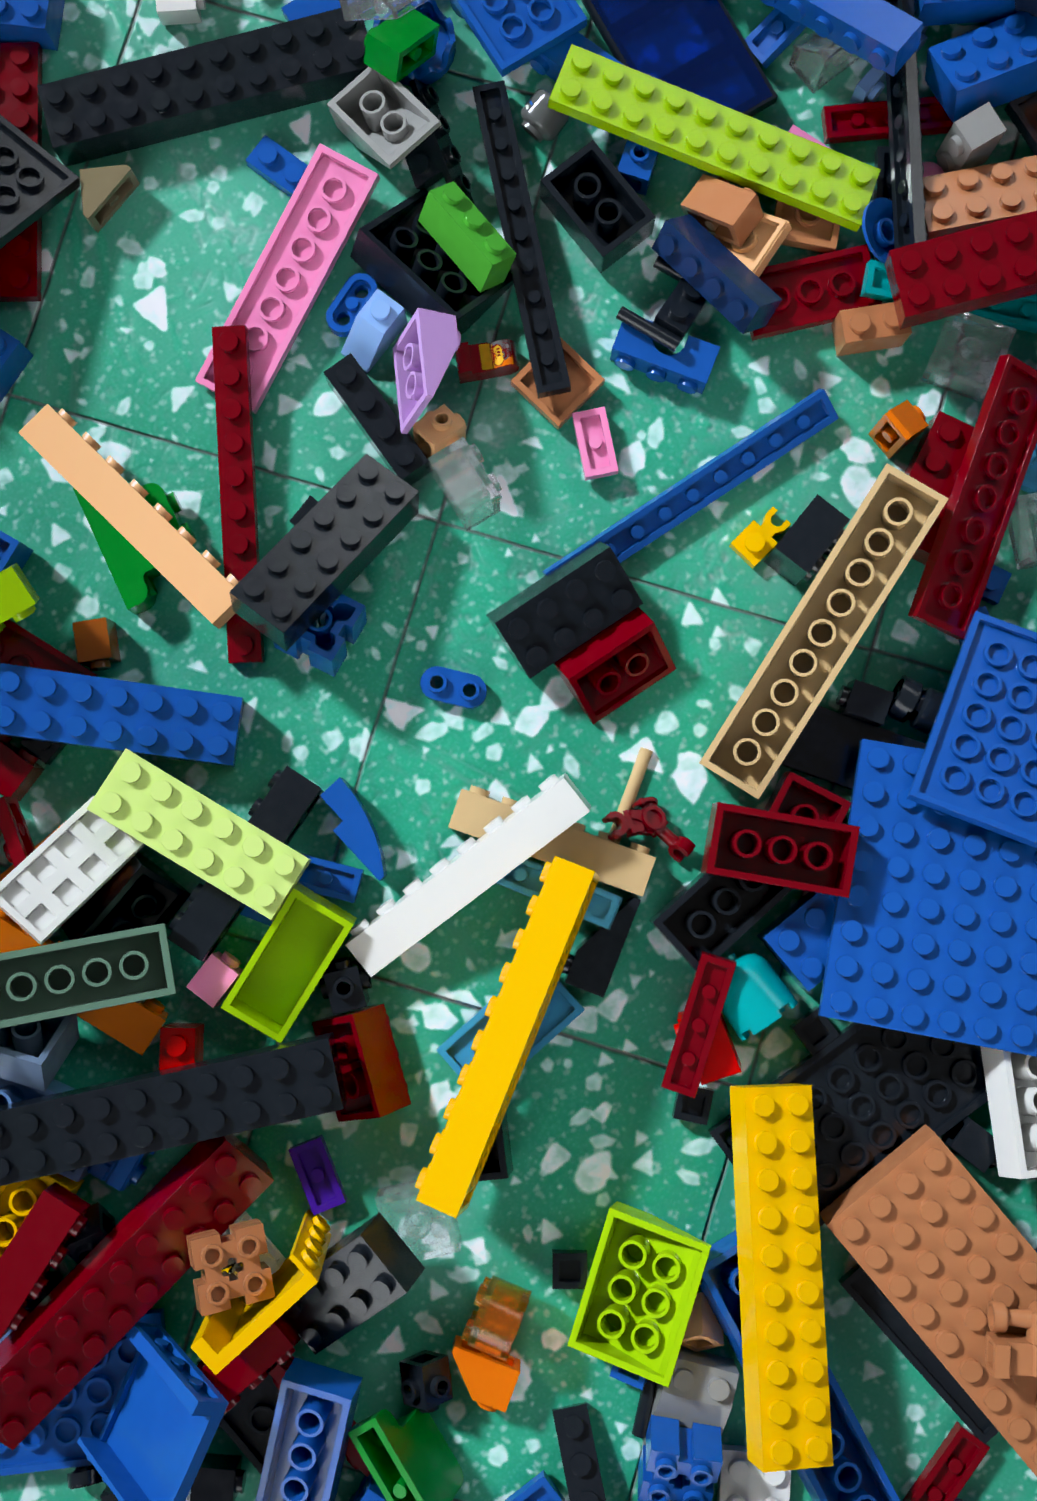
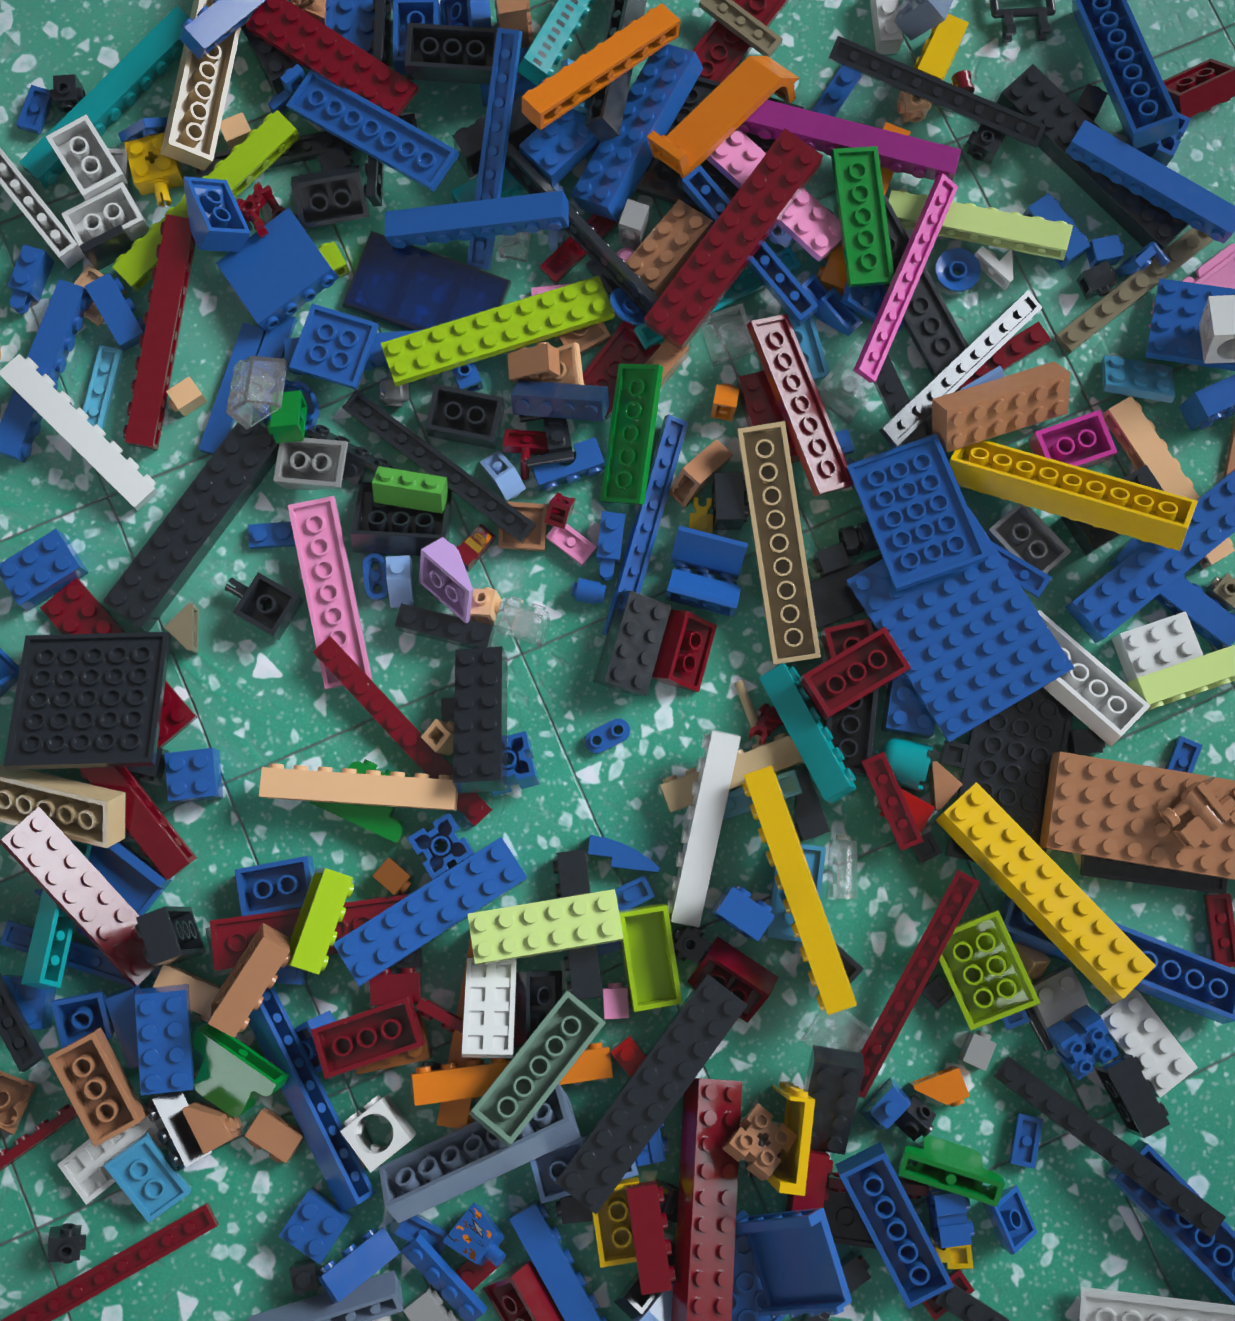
camera: 45 degrees left, 5 degrees down
(162, 636) = (426, 843): none -> blue brick
(207, 235) = (257, 596): none -> black brick
(267, 531) = (440, 736): none -> light nougat brick
(317, 1174) = (761, 1060): dark purple plate -> none
(409, 1341) = (885, 1106): none -> blue torso
(424, 1005) = (742, 913): none -> blue brick
(498, 1317) = (923, 1049): clear orange brick -> none
(558, 1369) = (977, 1050): none -> light grey brick
(561, 1234) = (916, 976): none -> dark red plate
(567, 513) = (588, 591): none -> blue brick
(580, 1050) = (842, 869): none -> clear slope
(583, 308) = (503, 475): none -> light blue slope
(611, 395) = (559, 510): none -> dark red leg
(636, 479) = (610, 543): none -> blue brick
(637, 292) = (526, 443): none -> dark red plate
(671, 871) = (808, 733): none -> teal brick
(691, 617) = (703, 592): none -> blue slope
(733, 580) = (708, 553): none -> blue slope
(764, 375) = (631, 433): none -> green plate
(770, 1053) = (941, 785): none -> nougat slope
(800, 480) = (699, 473): none -> nougat slope

